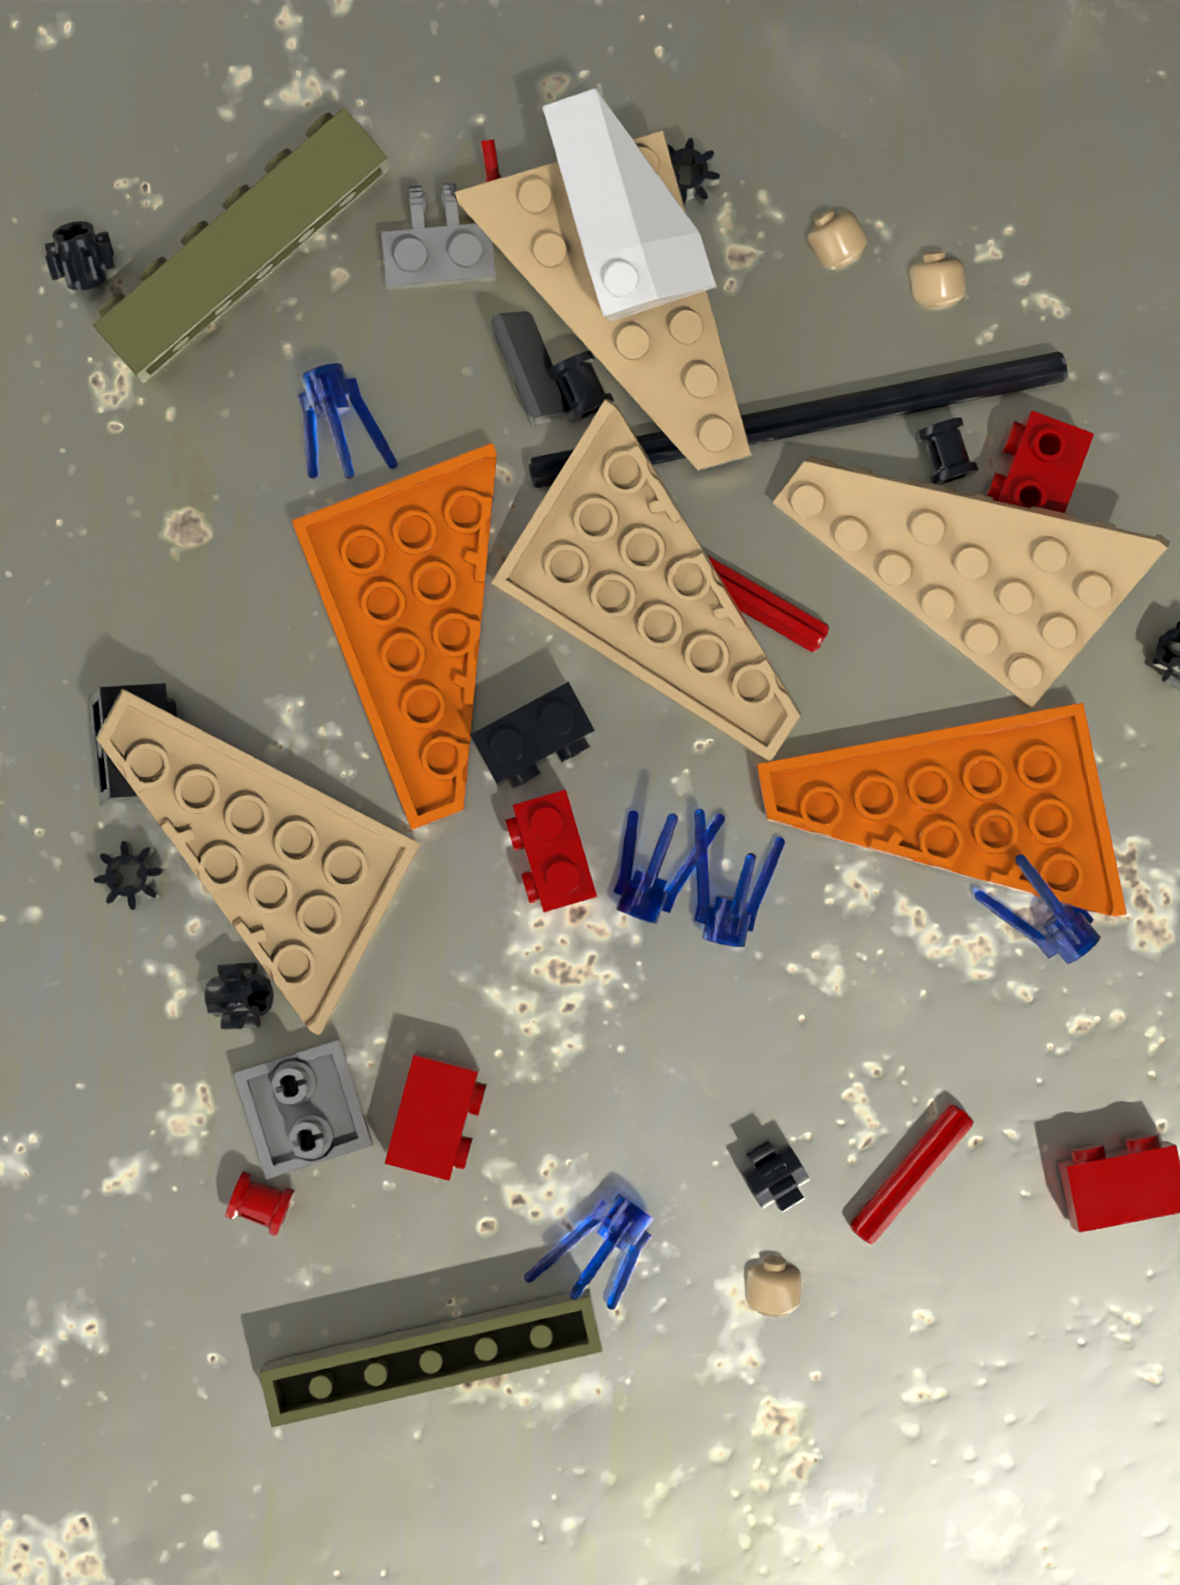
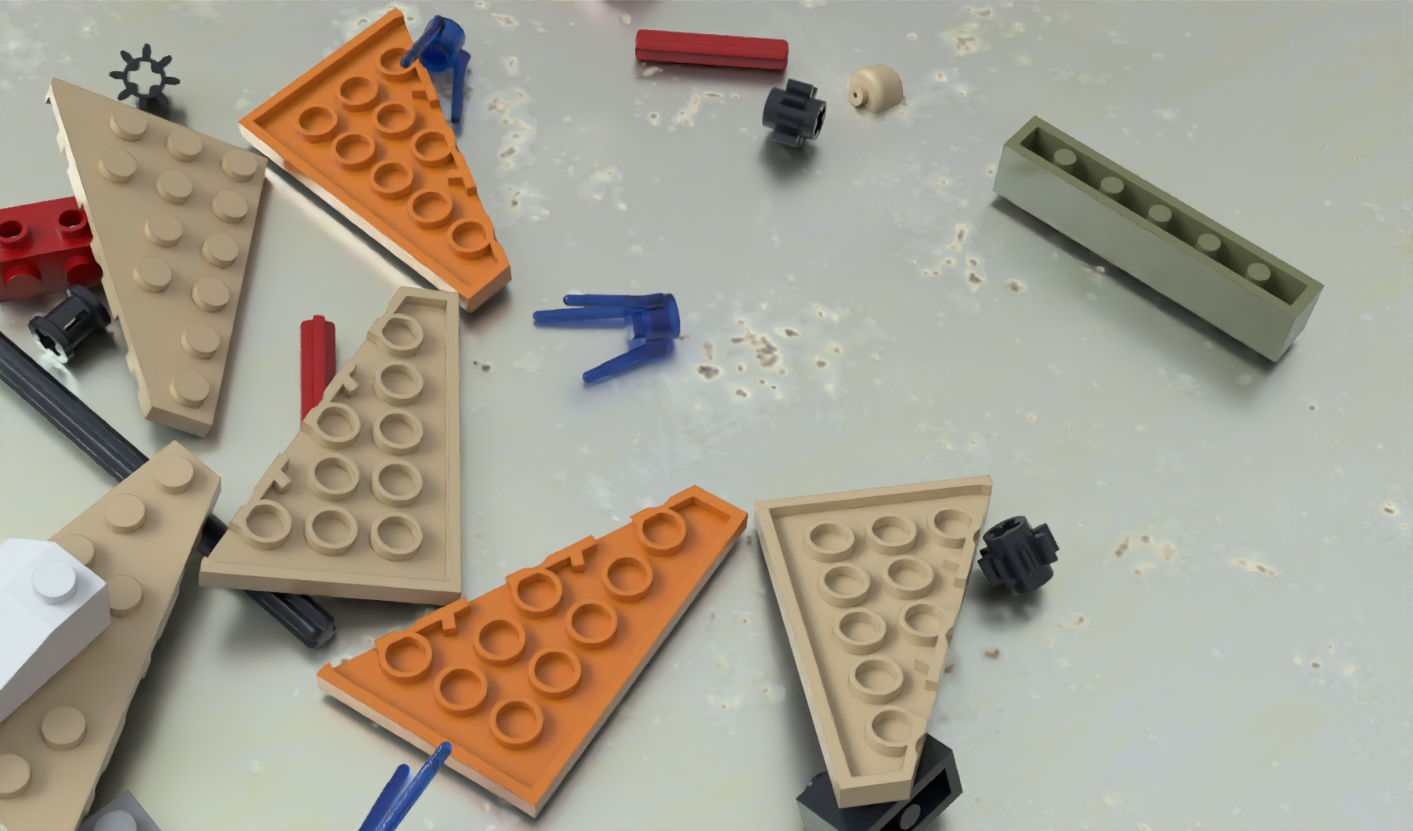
camera: 125 degrees left, 35 degrees down
(114, 877) = (1001, 721): black gear -> none
(259, 1203) = (1165, 435): red bush -> none
(303, 1109) = (1061, 450): light grey plate -> none
(434, 1116) = (972, 347): red brick -> none
(529, 366) = (214, 704): dark grey slope -> none
(534, 734) = (578, 470): black brick -> none
(554, 852) = (670, 395): red brick -> none
(580, 385) = (201, 639): black bush -> none
(620, 1225) = (929, 186): clear blue plant -> none
(730, 917) = (619, 252): clear blue plant -> none

